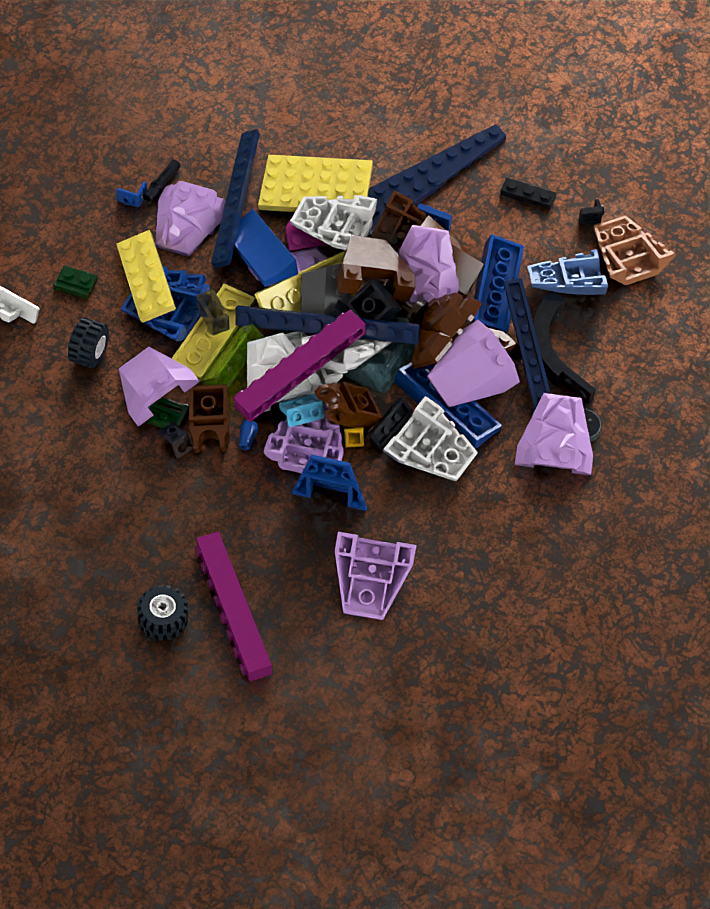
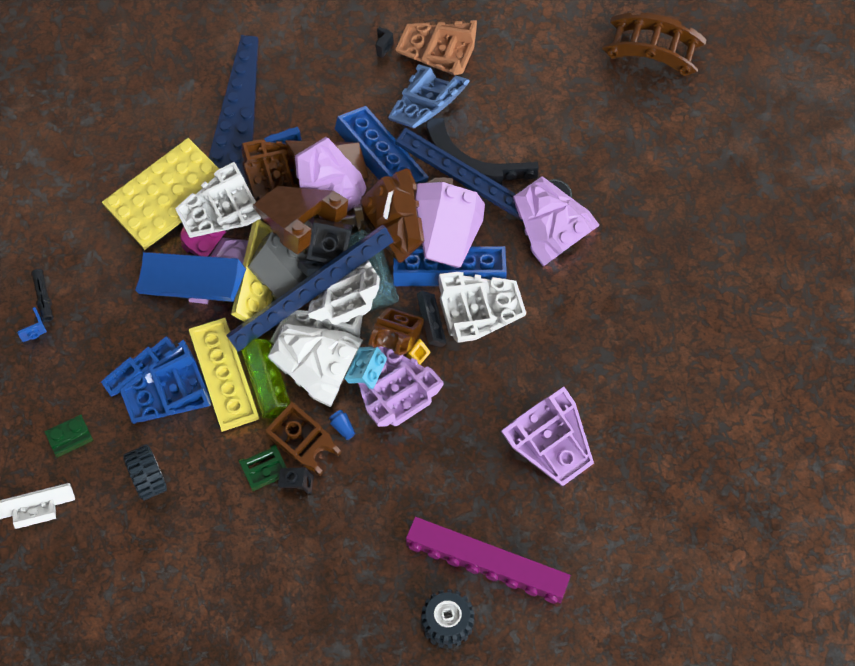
camera: 45 degrees left, 5 degrees up
(145, 276) = (124, 379): light yellow plate -> none
(150, 378) = (228, 454): lavender wedge -> none
(186, 217) = (96, 305): lavender wedge -> none
(212, 312) = (213, 357): clear smoke brick -> none
(235, 199) = (120, 257): dark blue plate -> none
(299, 365) = (336, 337): magenta brick -> none
(331, 475) = (465, 386): blue wedge -> none
(528, 193) = (322, 66): black plate -> none

